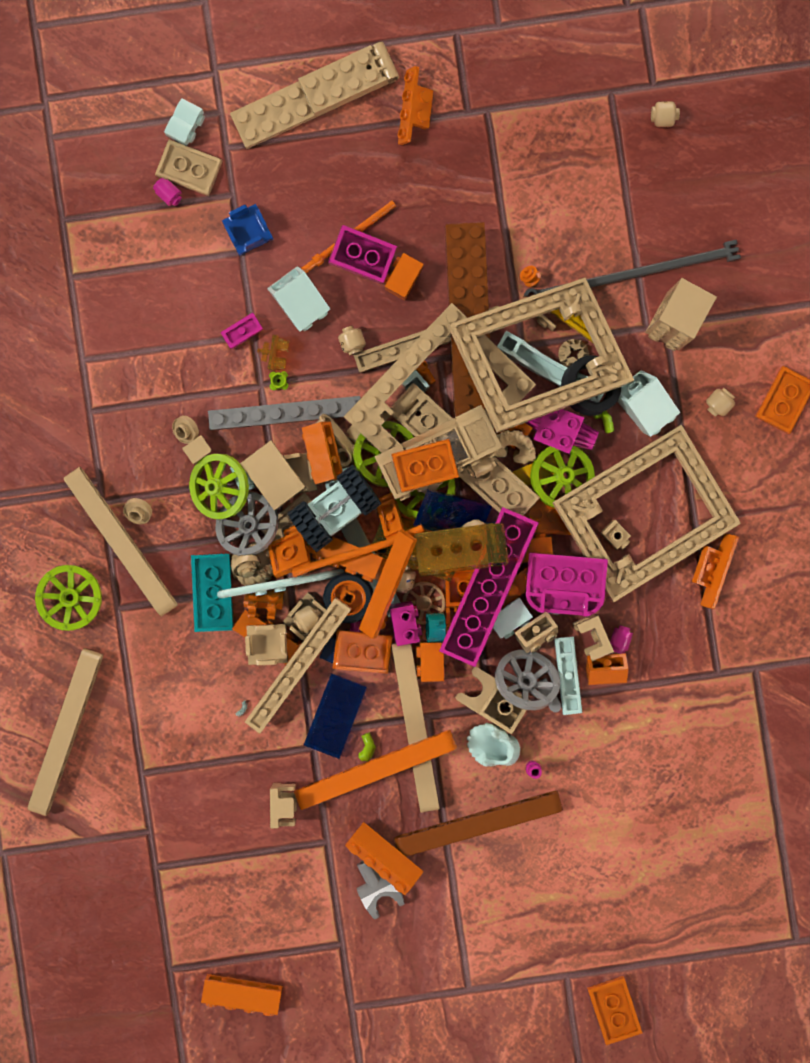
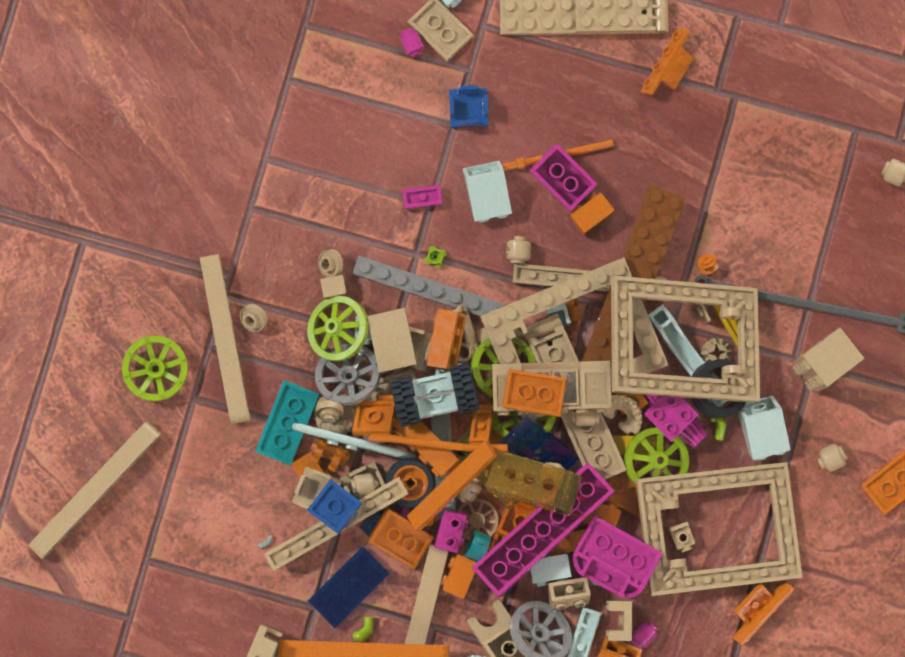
camera: 25 degrees right, 5 degrees down
(276, 345) = (448, 224): clear yellow hips -> none
(289, 652) = (335, 507): none -> blue panel

